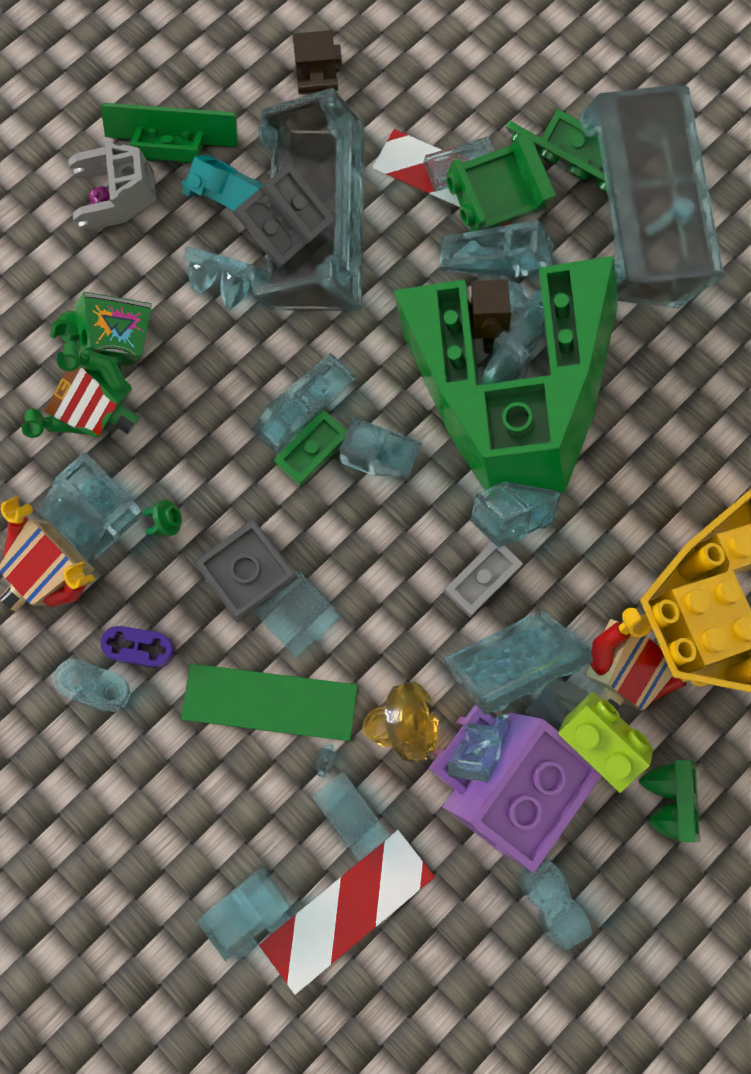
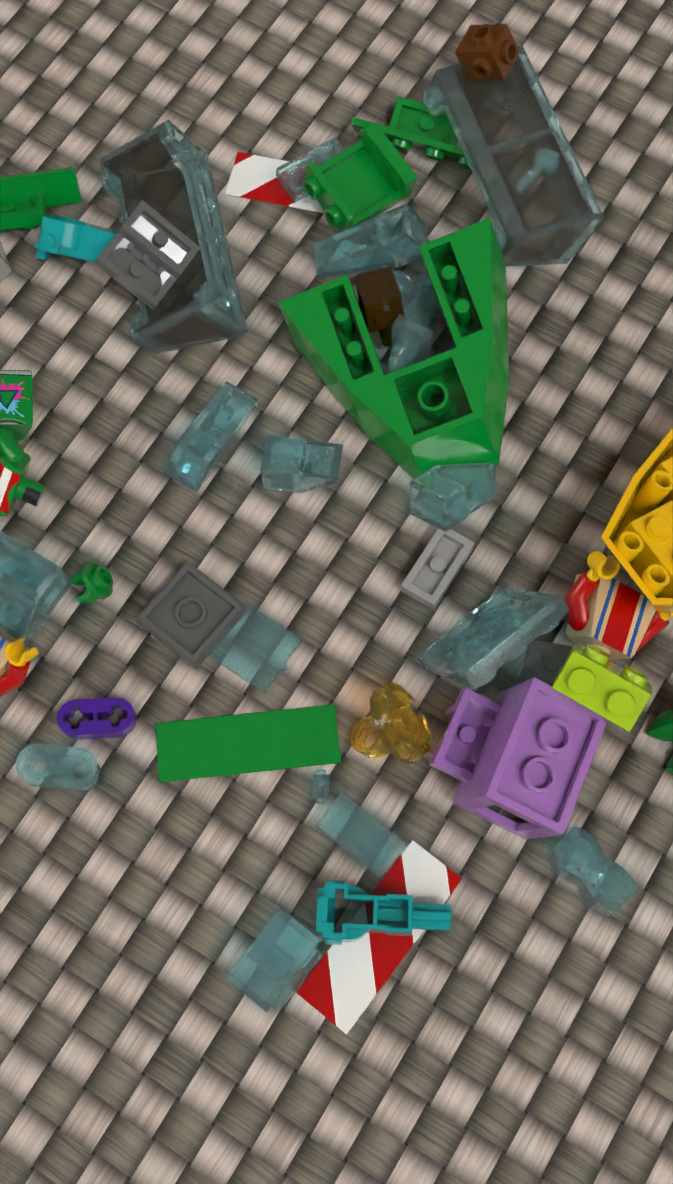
camera: 10 degrees left, 5 degrees down
(235, 275) = (110, 325): clear light blue tile -> none
(311, 448) = (230, 479): green plate -> none
(316, 61) = (142, 100): dark brown brick -> none
(360, 897) = (391, 914): none -> teal piece
(480, 751) = (478, 728): clear light blue slope -> none
(652, 87) = (487, 52): none -> reddish brown brick

